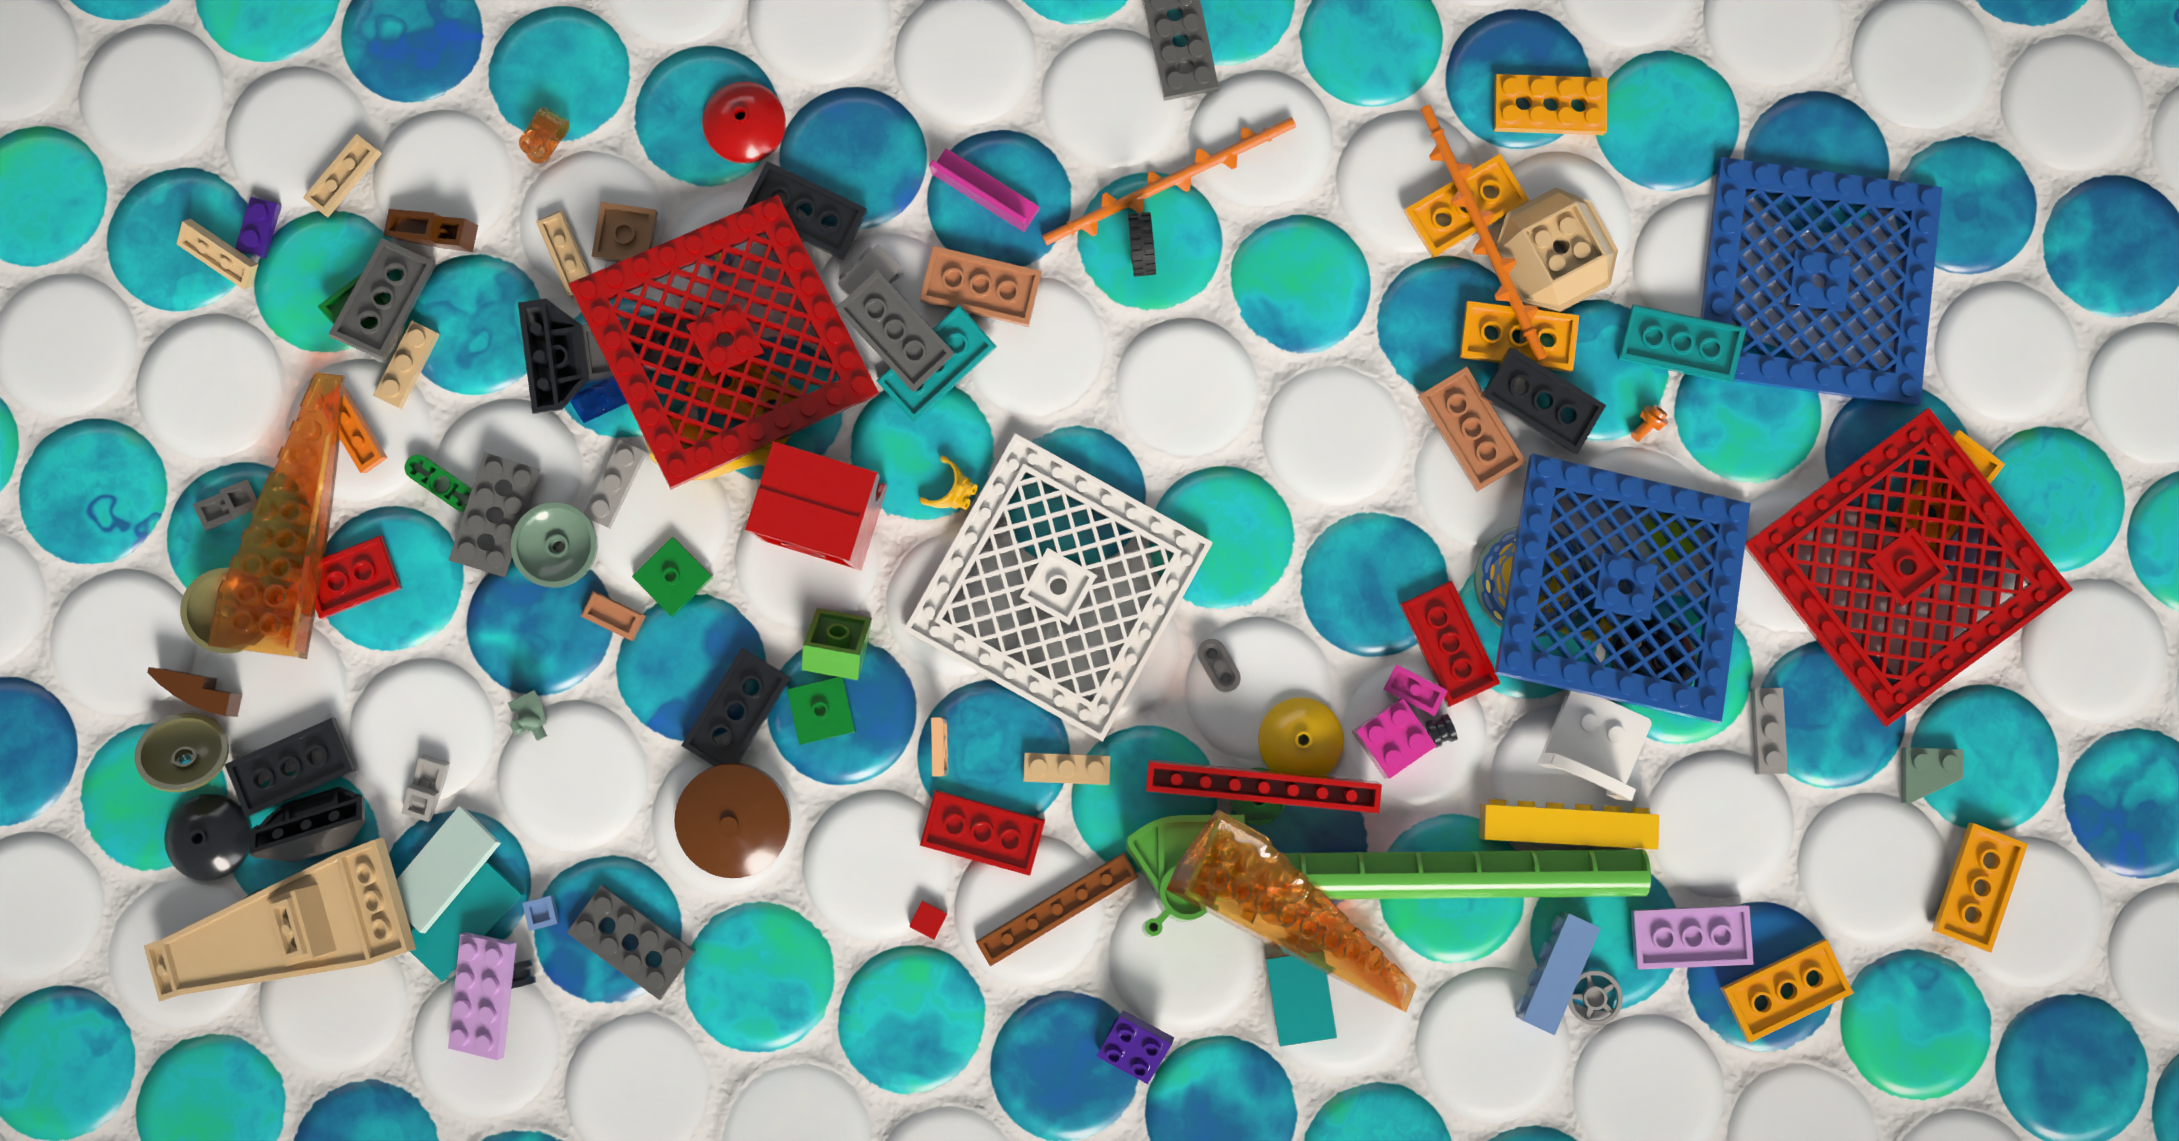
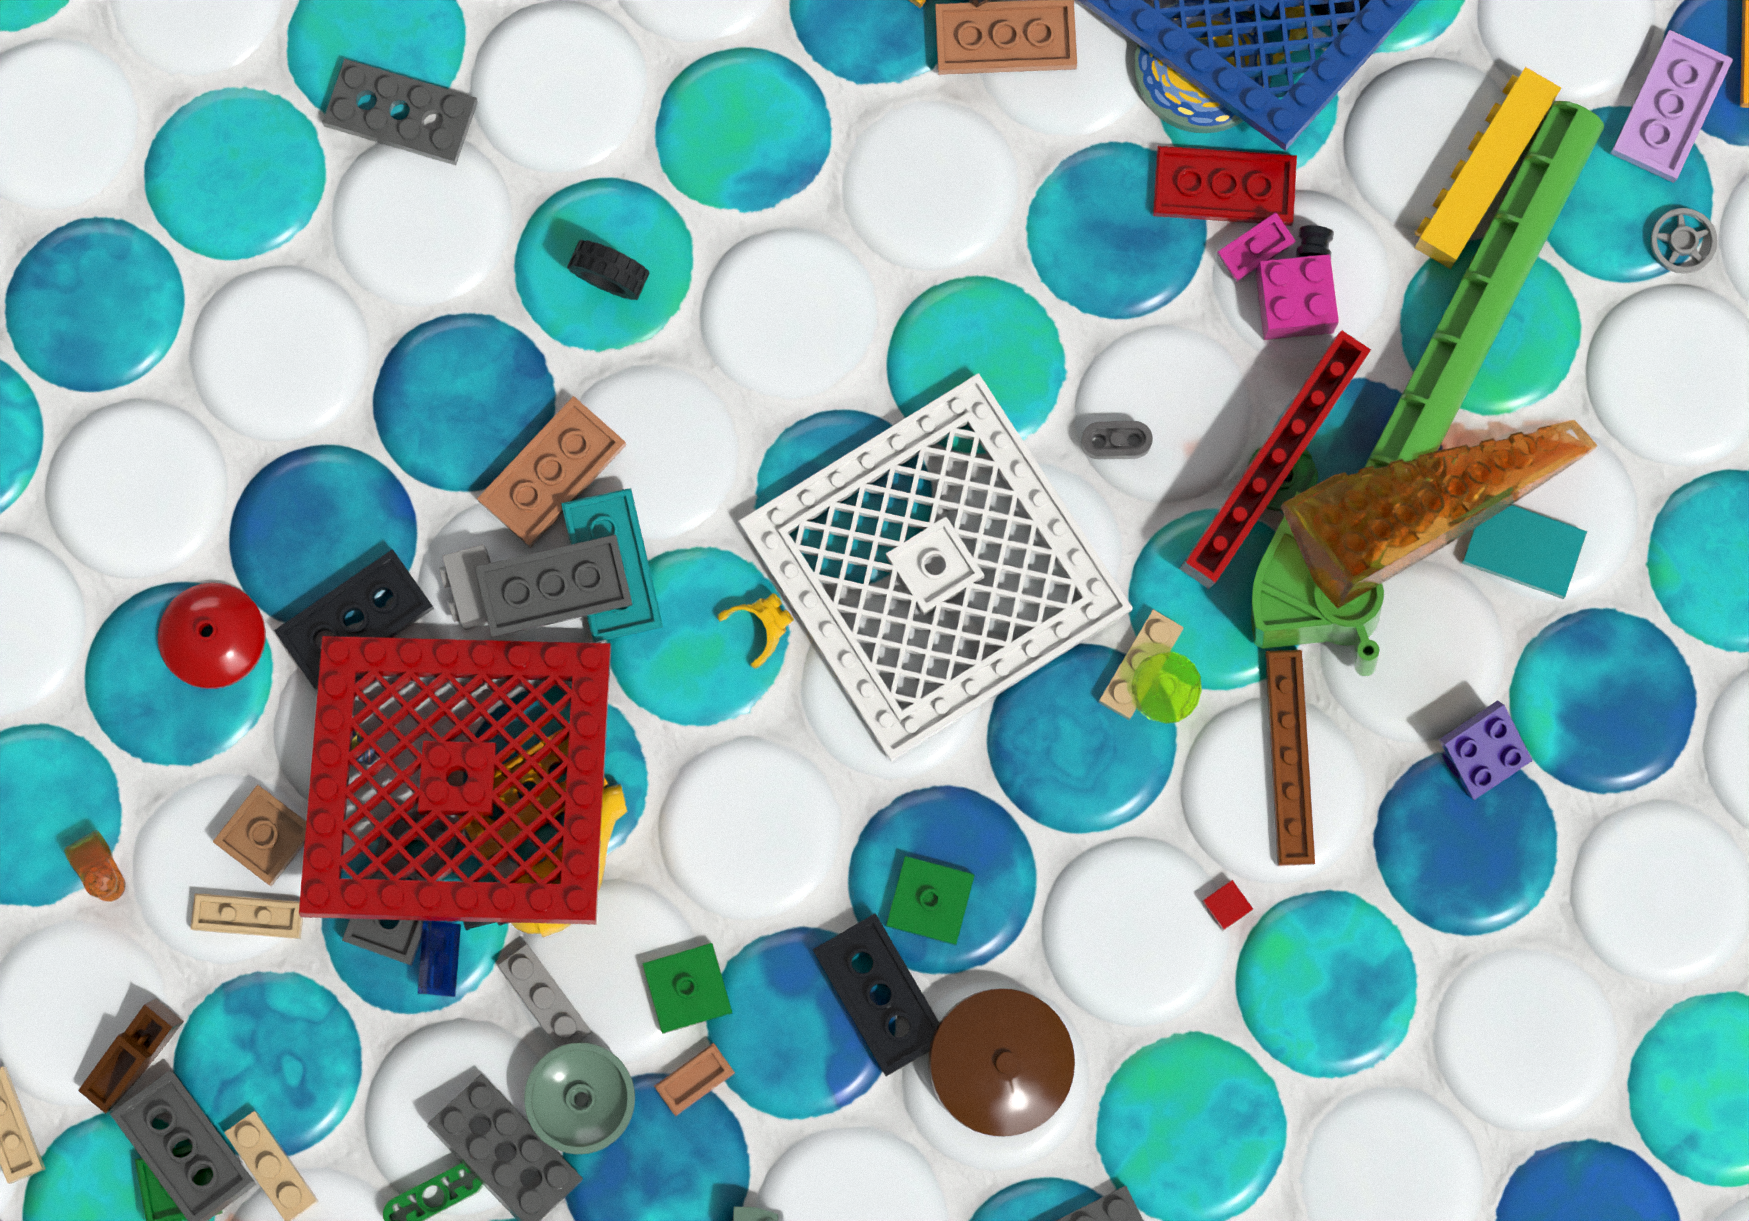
camera: 60 degrees left, 5 degrees down
(552, 355) = (361, 985): black wedge -> none
(816, 506) = (706, 771): red piece -> none
(836, 644) = (866, 842): bright green slope -> none
(939, 747) = (1044, 785): light nougat tile -> none
(982, 832) = (1162, 794): red tile -> none
(984, 189) = (444, 410): dark pink panel -> none
(1058, 795) = (1166, 687): none -> clear neon green tile
(1181, 178) = (546, 221): orange plant -> none
(1288, 721) = (1222, 408): yellow dish -> none
(1557, 972) = (1636, 263): medium blue brick -> none
(1596, 742) = (1415, 88): white piece -> none

